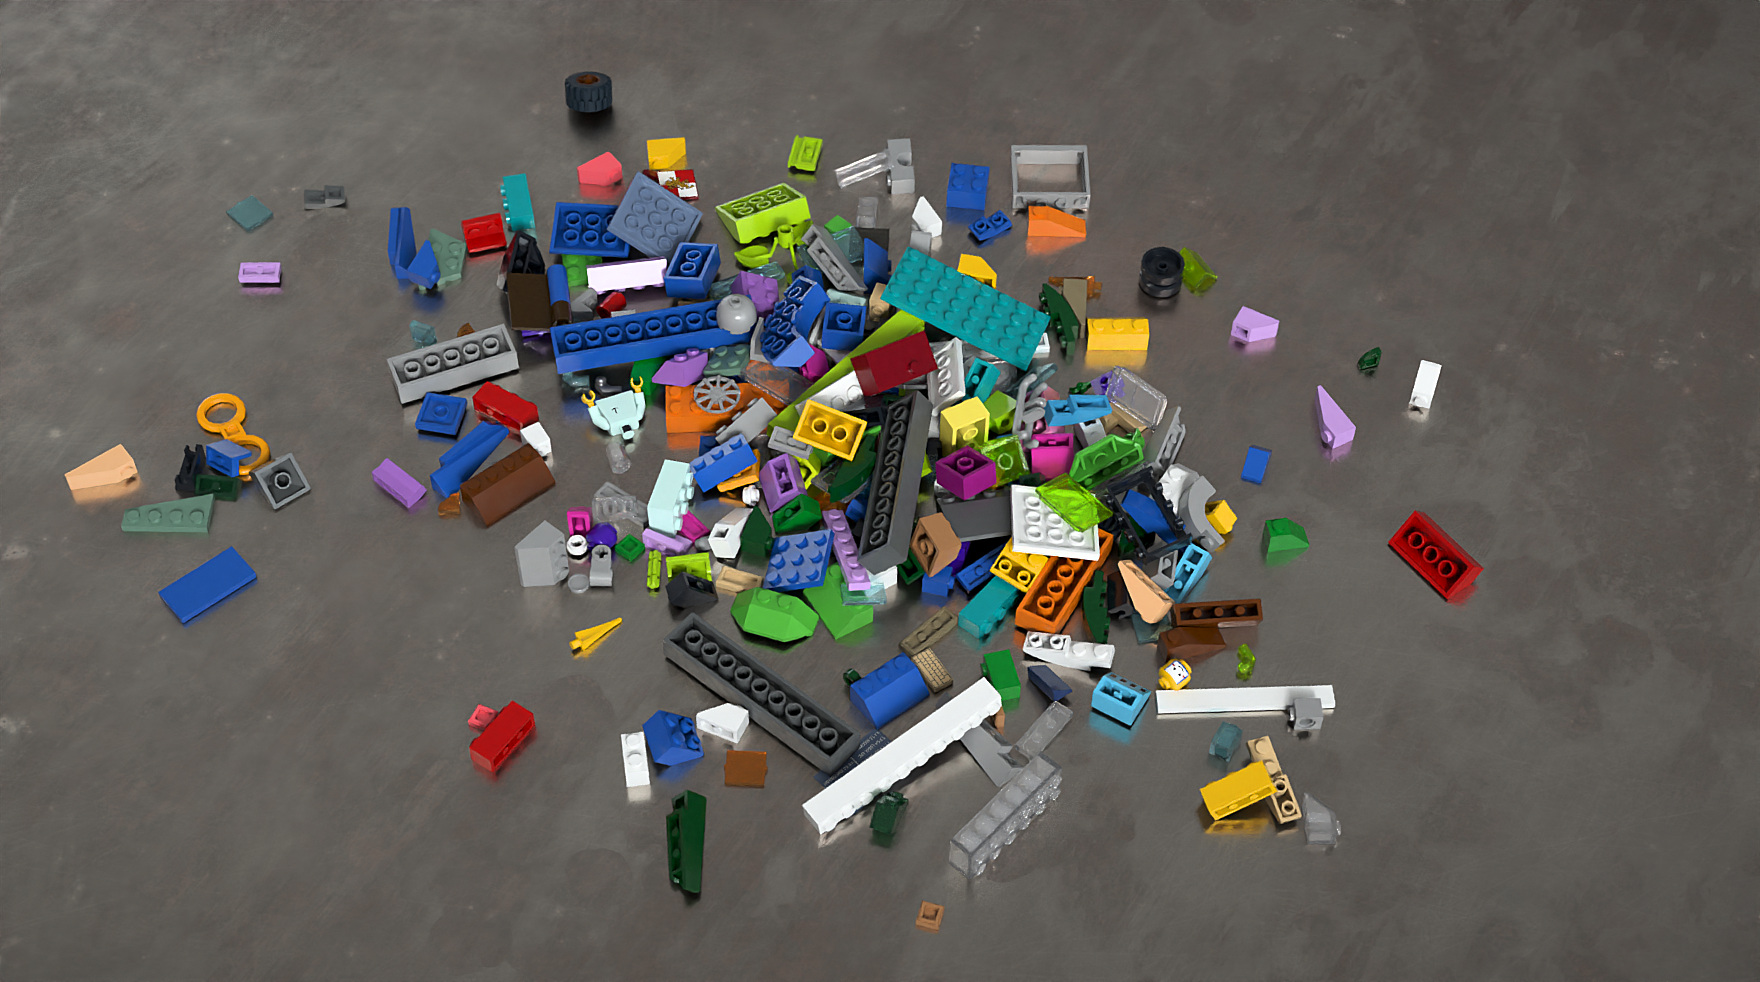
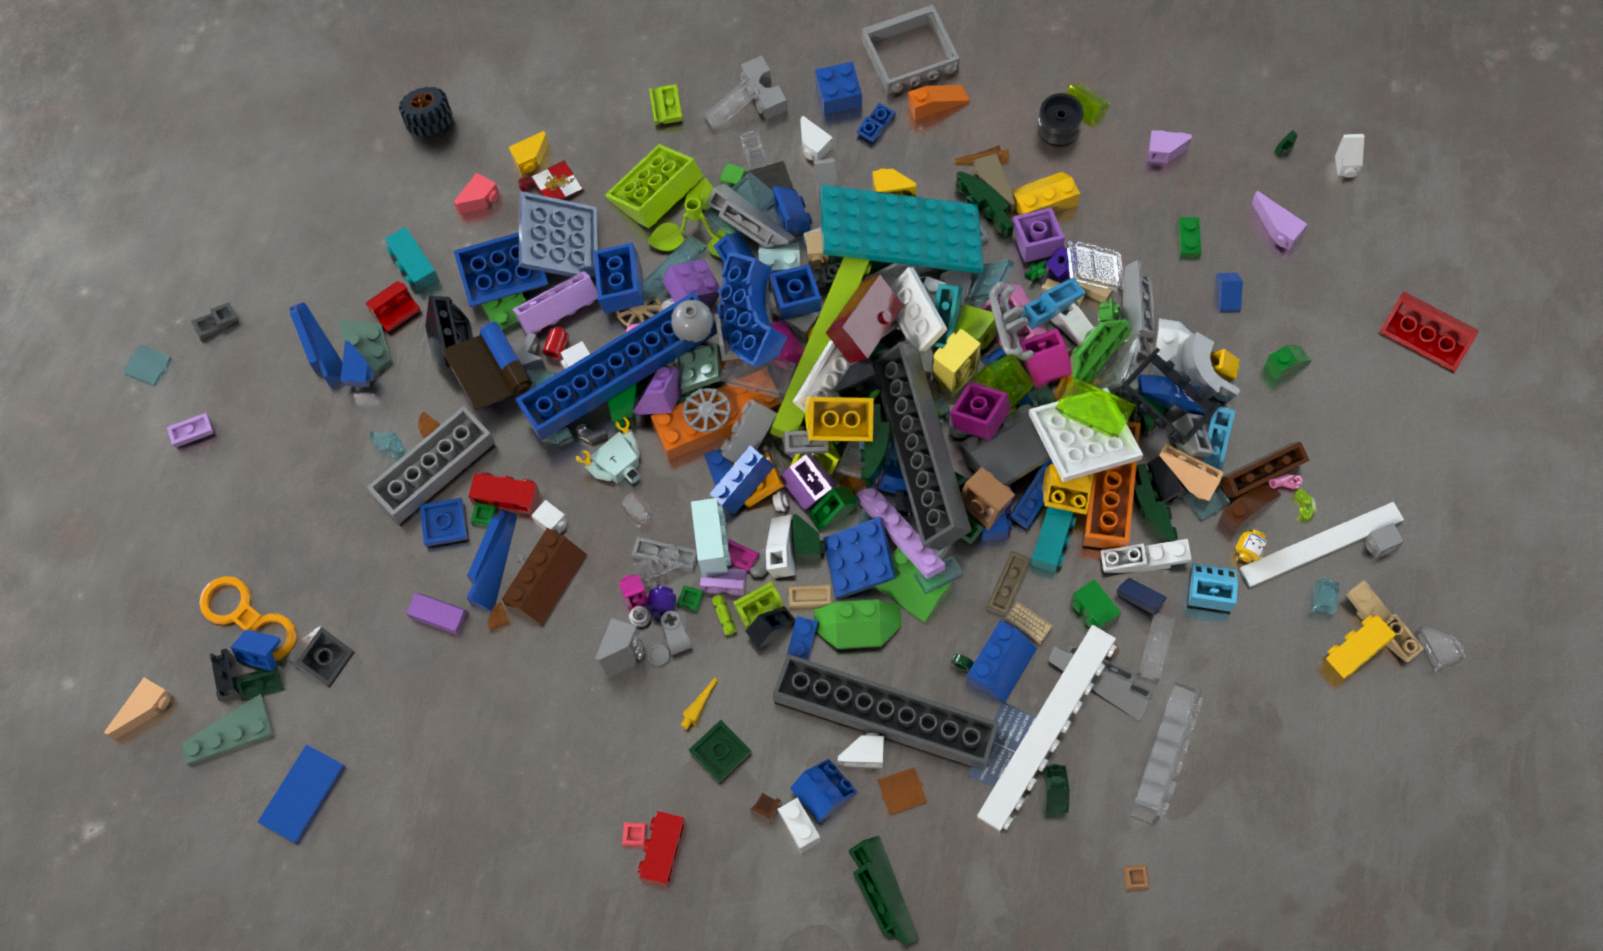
camera: 15 degrees left, 15 degrees up
(478, 417) = (482, 514): none -> green tile
(594, 676) = (720, 751): none -> dark green plate
(611, 737) = (766, 808): none -> reddish brown panel
(717, 609) = (802, 637): none -> blue plate
(1094, 356) = (1038, 234): none -> medium lavender slope
(1236, 634) = (1286, 480): none -> bright pink arm
(1240, 407) = (1189, 236): none -> green plate

